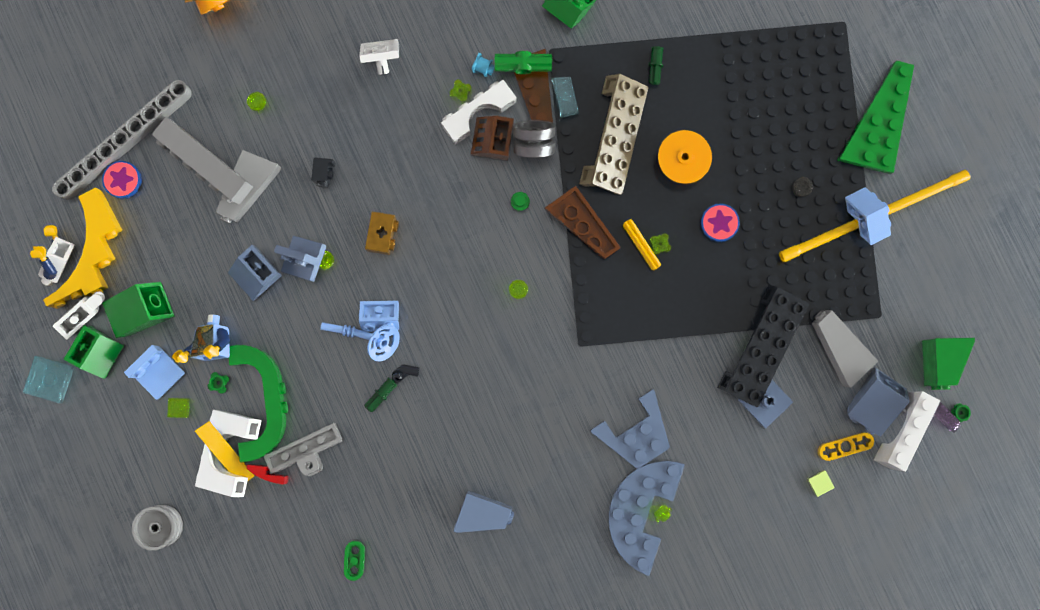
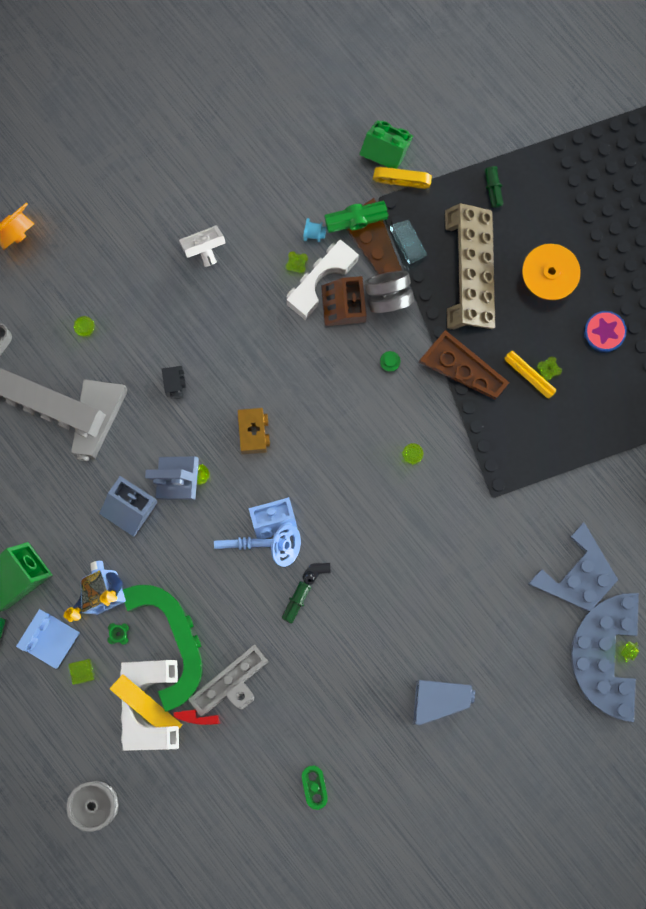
camera: 15 degrees left, 5 degrees down
(575, 36) = (402, 177): none -> yellow beam

